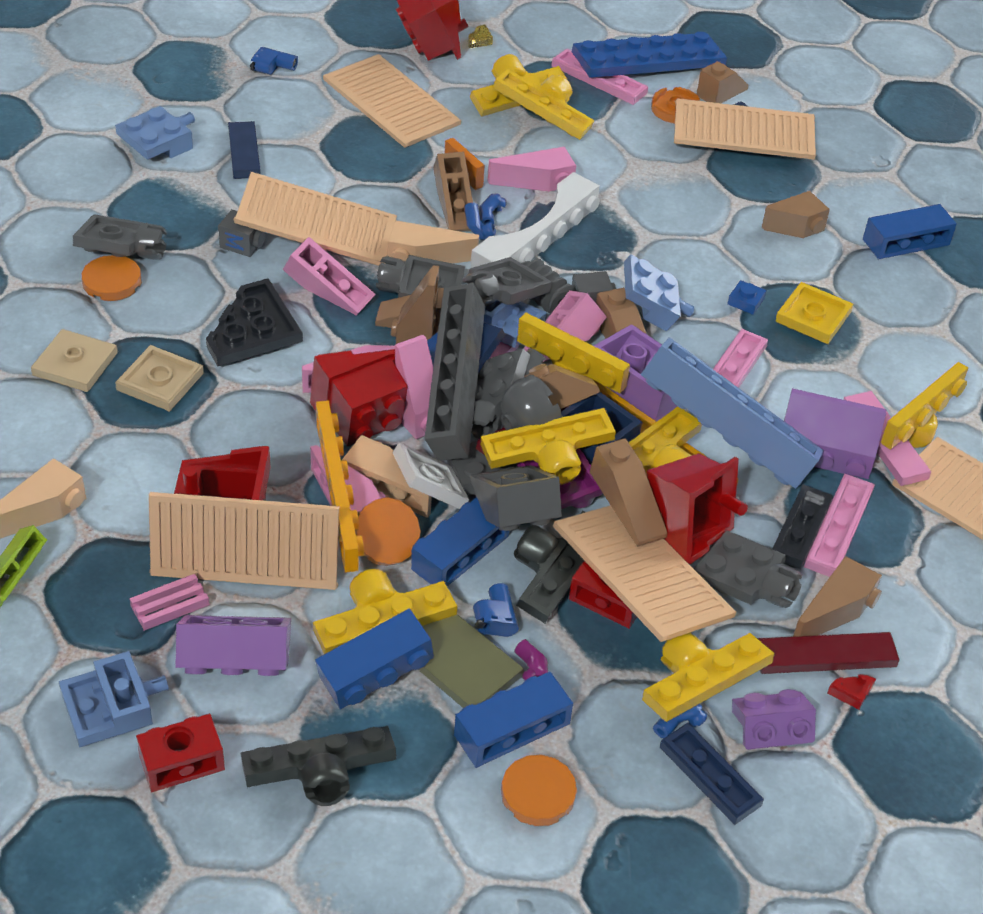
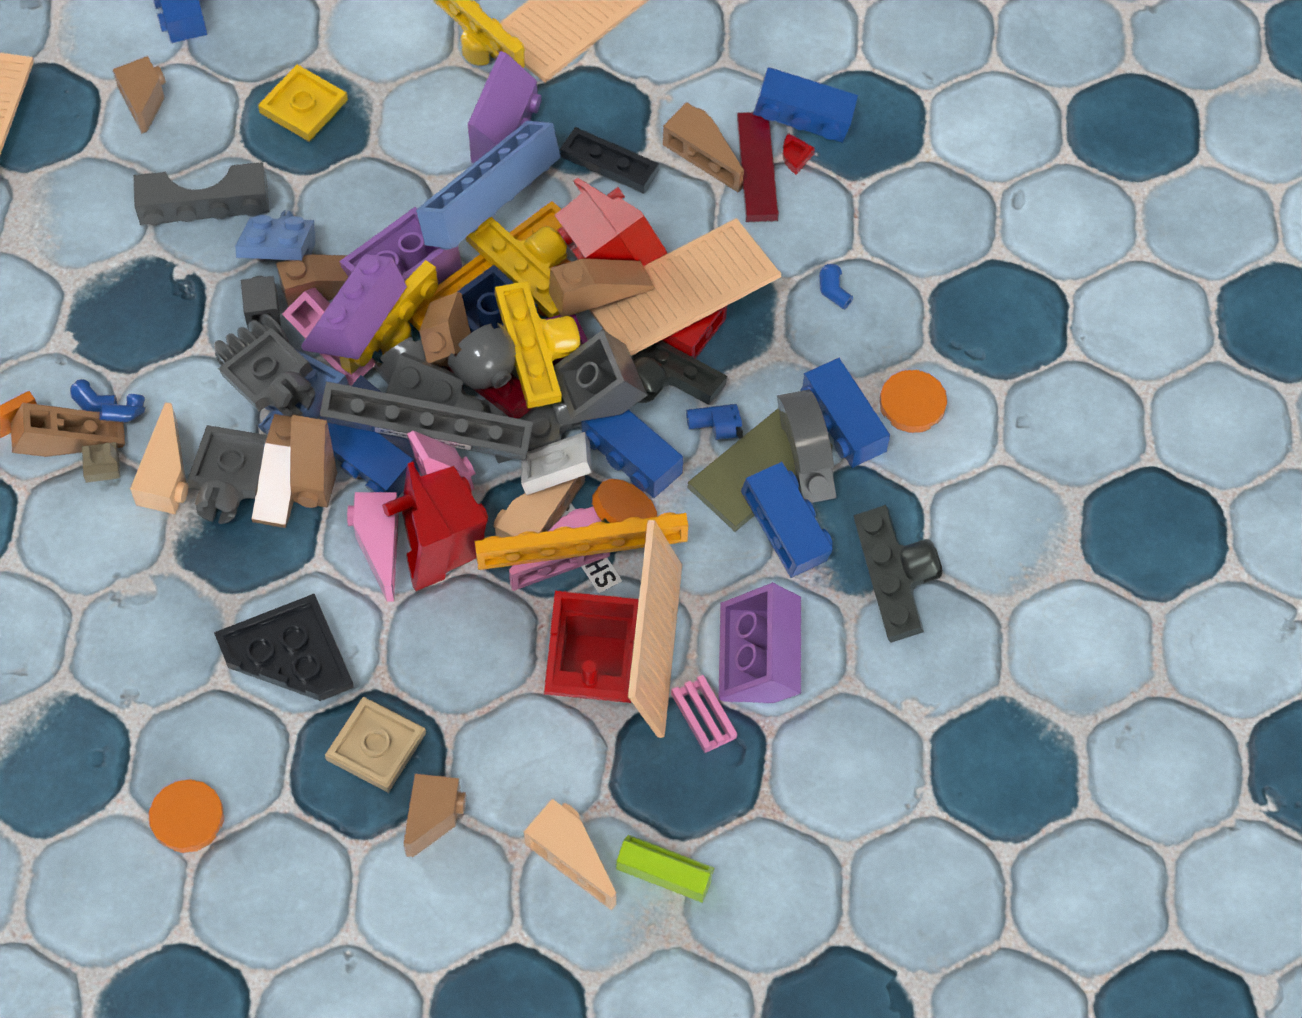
camera: 85 degrees left, 15 degrees up
(74, 360) = (335, 843): tan plate -> none
(90, 409) = (432, 811): none -> medium nougat slope
(109, 699) = (834, 754): medium blue plate -> none
(121, 237) = (118, 806): dark grey plate -> none
(168, 767) = (893, 667): red brick -> none
(239, 237) = (122, 666): dark grey brick -> none
(326, 219) = (107, 582): light nougat window -> none
(327, 277) = (216, 570): bright pink slope -> none
(378, 602) = (726, 515): yellow plate -> none
(432, 214) = (100, 462): none -> dark tan tile
(462, 667) = (809, 444): none -> dark grey arch
(532, 170) = (29, 338): bright pink slope -> none
(533, 657) = (769, 395): magenta arm -> none
(564, 312) = (357, 309): none -> medium lavender slope
(573, 202) = (94, 312): white arch -> none
(702, 671) = (797, 256): yellow plate -> none
(705, 276) = (238, 193): none -> dark grey arch
(711, 773) = (888, 270): dark blue tile -> none
(741, 356) = (373, 185): bright pink tile -> none
(746, 297) = (273, 158): blue plate -> none
(749, 571) = (673, 204): dark grey plate -> none
(775, 719) = (832, 213): medium lavender bracket -> none
(839, 525) = (569, 114): bright pink tile -> none
(902, 459) = (471, 76): bright pink tile -> none
(910, 686) = (805, 104): none -> blue brick

